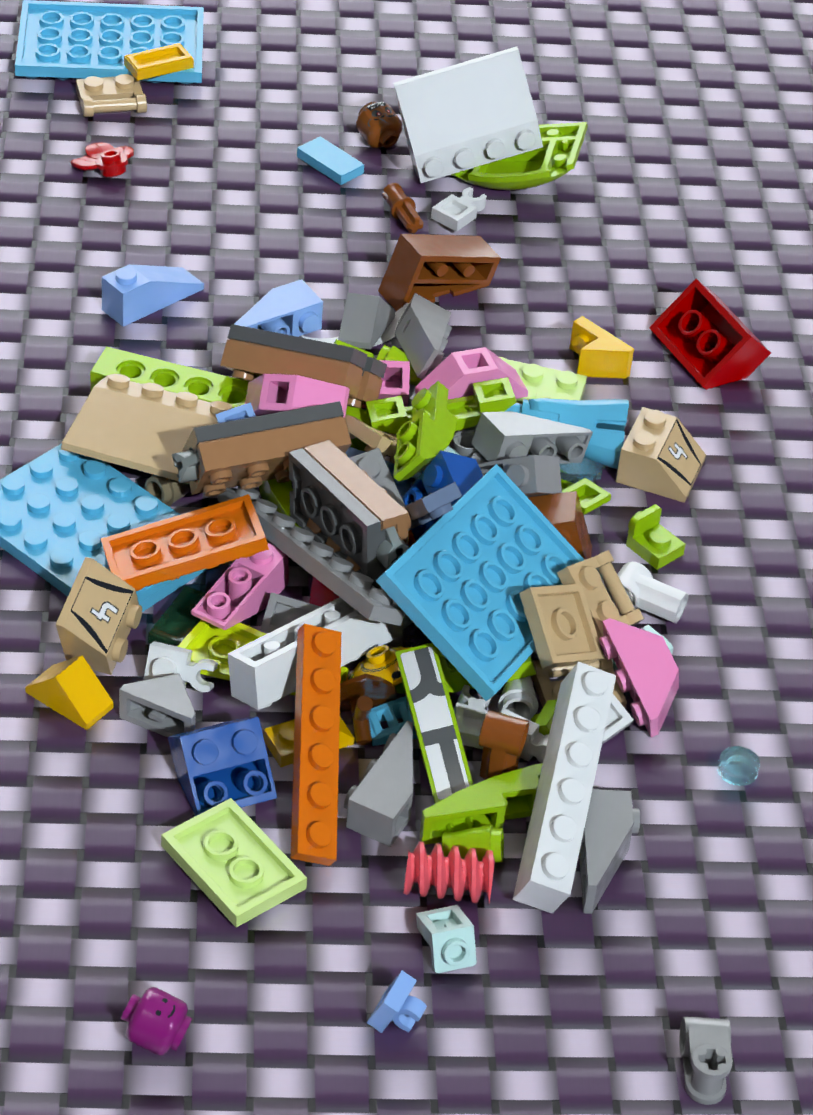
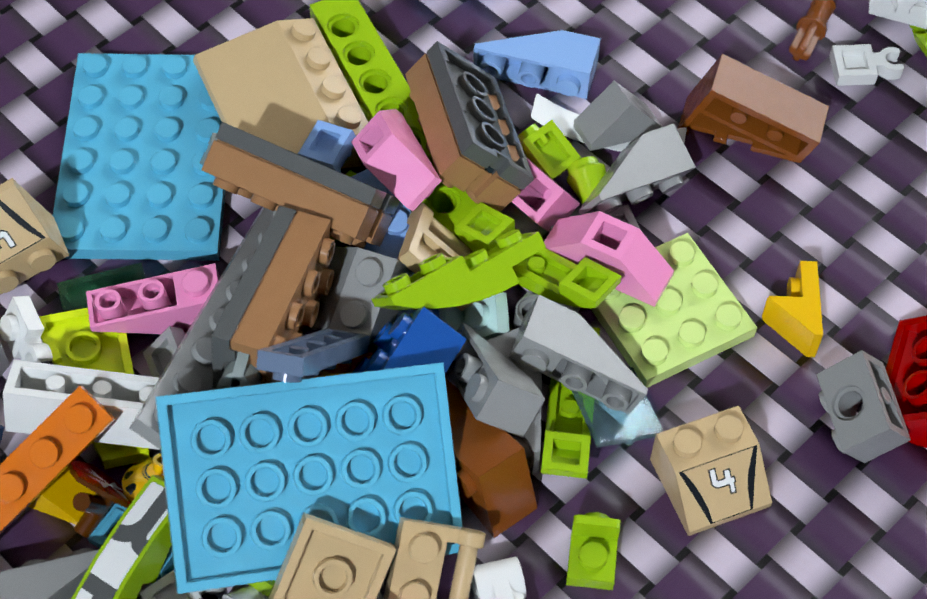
camera: 50 degrees right, 15 degrees up
(186, 543) = (147, 225): orange plate -> none
(603, 417) = (675, 383): medium azure piece -> none
(681, 357) = (880, 421): none -> light grey brick

